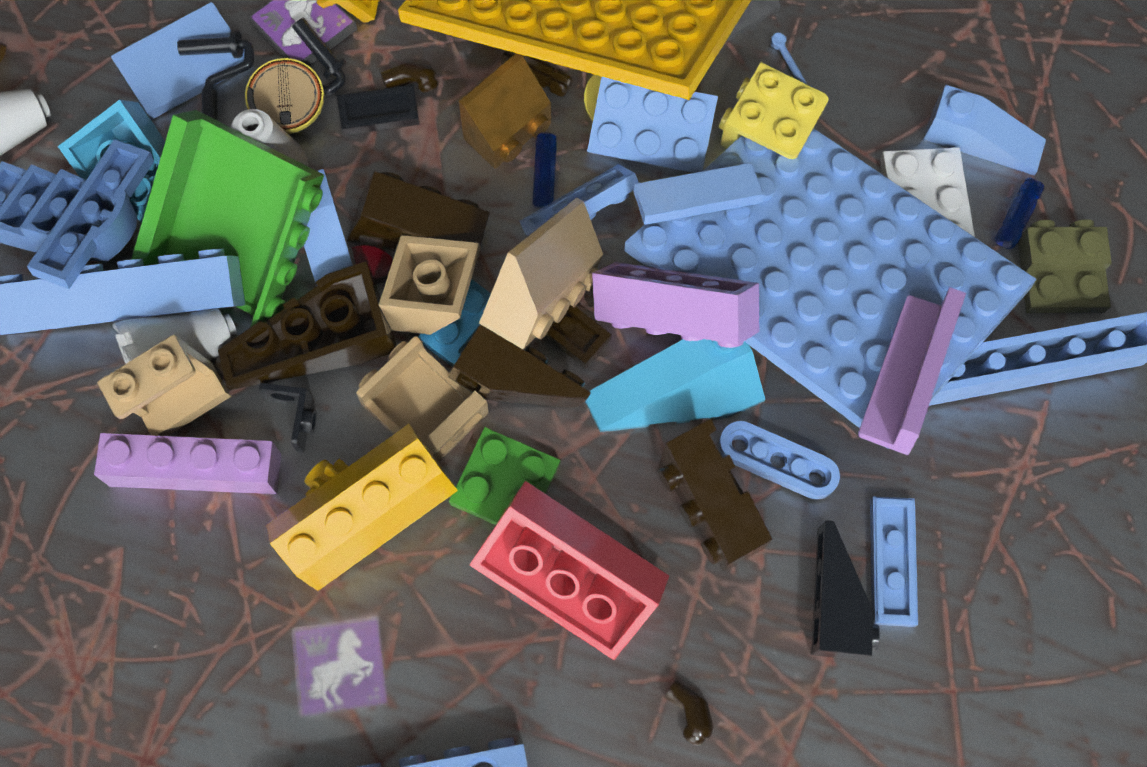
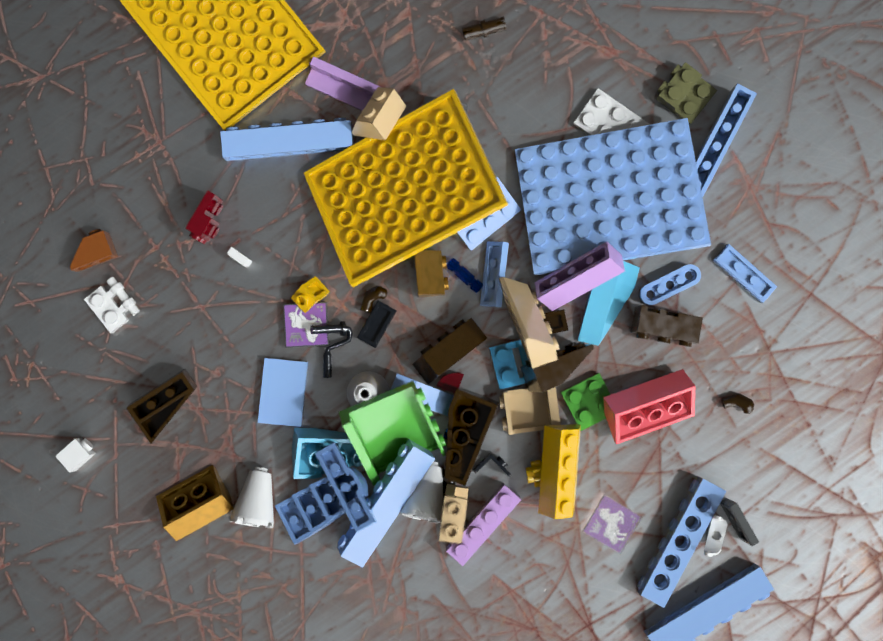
camera: 45 degrees left, 15 degrees up
(233, 44) = (298, 365): black piece -> none
(287, 93) = (341, 361): tan piece -> none
(427, 283) = (486, 368): tan slope -> none
(698, 193) = (538, 225): light blue tile -> none
(773, 112) = (522, 158): light yellow bracket -> none
(778, 42) = (483, 121): light blue hinge -> none
(841, 607) = (749, 313): black slope -> none
(910, 372) = (690, 210): lavender panel -> none
(983, 131) = (600, 71): light blue slope -> none
(1019, 213) = (646, 89): clear blue axle -> none

